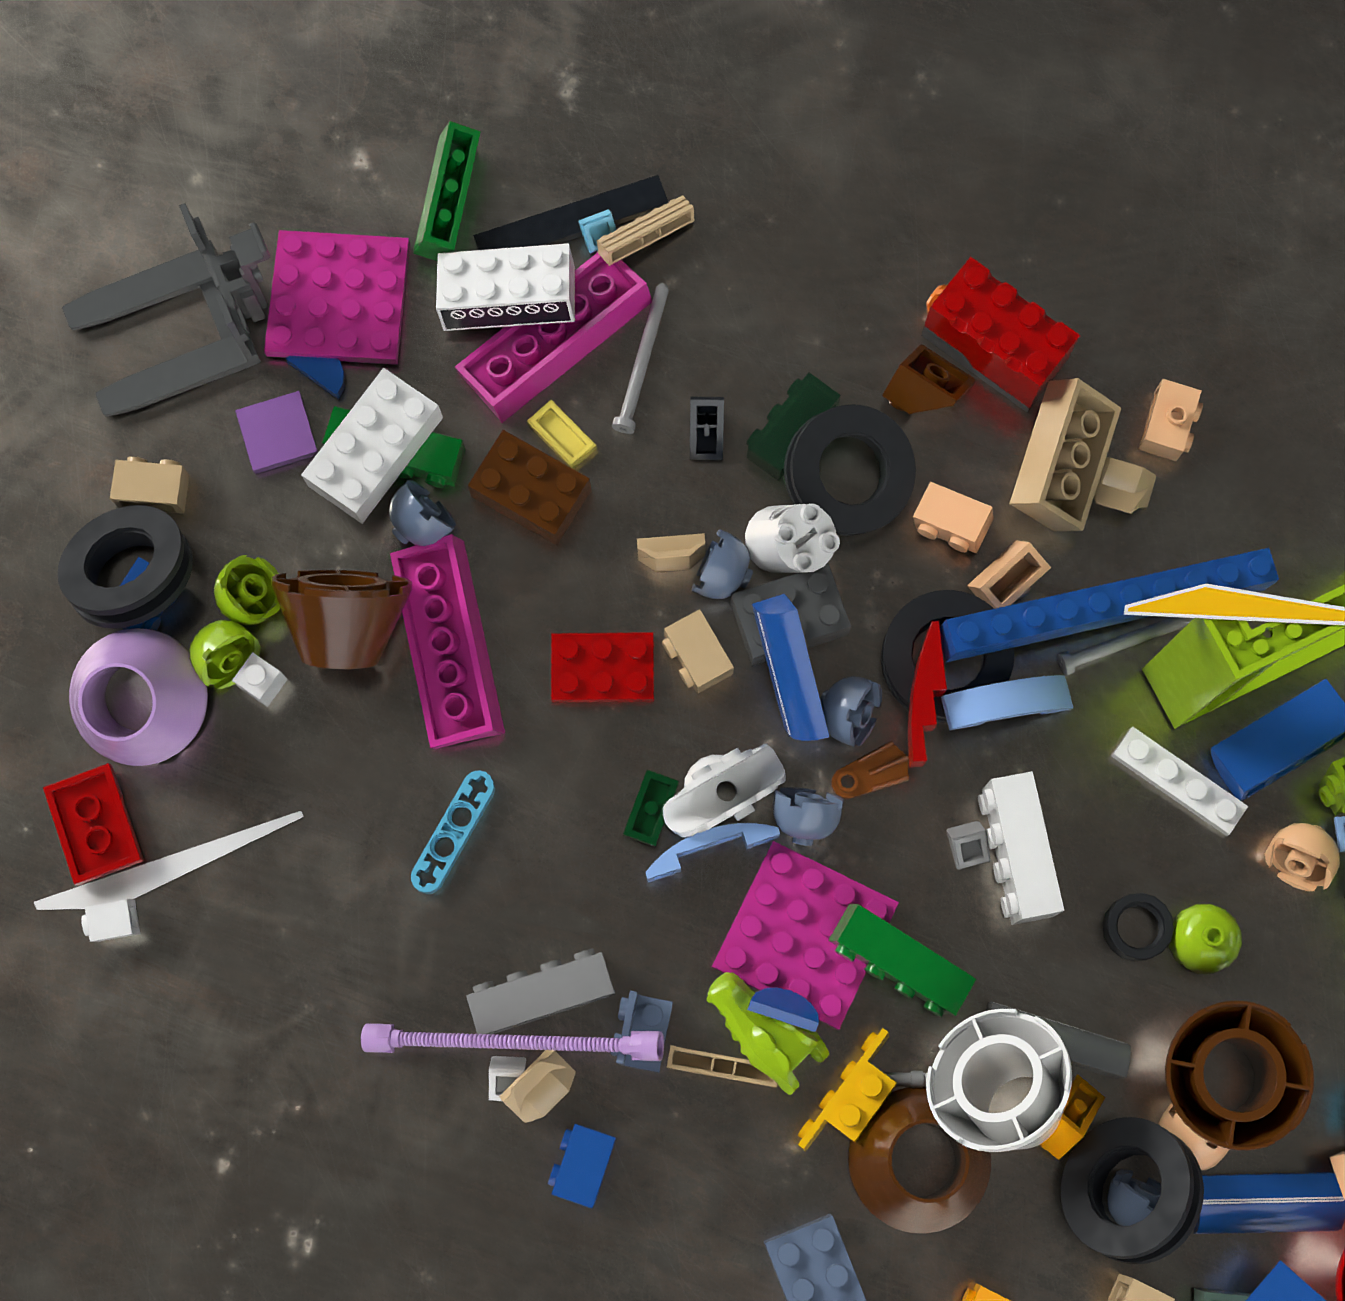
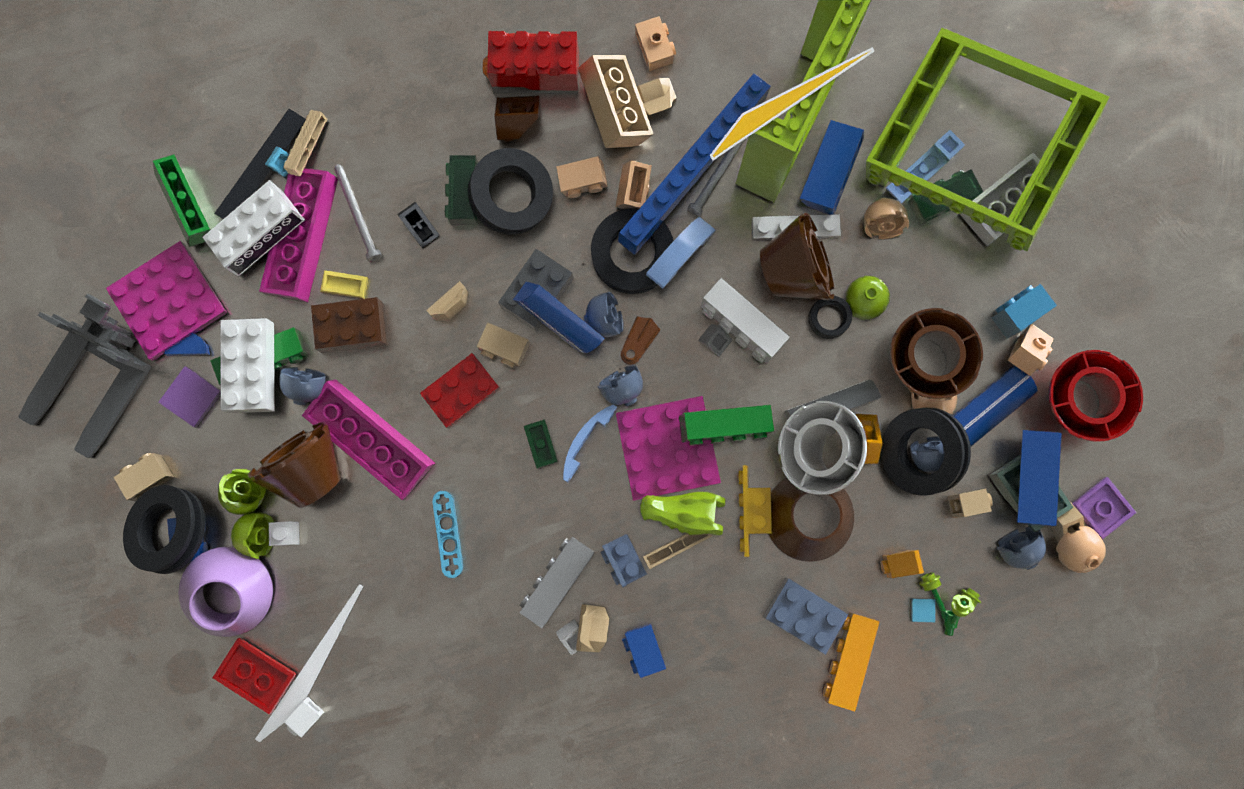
camera: 35 degrees left, 5 degrees up
(640, 1045) = (628, 569): lavender hose -> none
(697, 805) = (566, 425): white piece -> none
(723, 568) = (483, 291): sand blue cylinder -> none
(785, 1007) = (686, 492): blue tile -> none
(791, 538) = (507, 250): white cylinder -> none
(910, 1079) = (776, 479): light grey piece -> none
(927, 683) = (634, 272): red slope -> none
(1147, 826) = (797, 262): none -> reddish brown cone

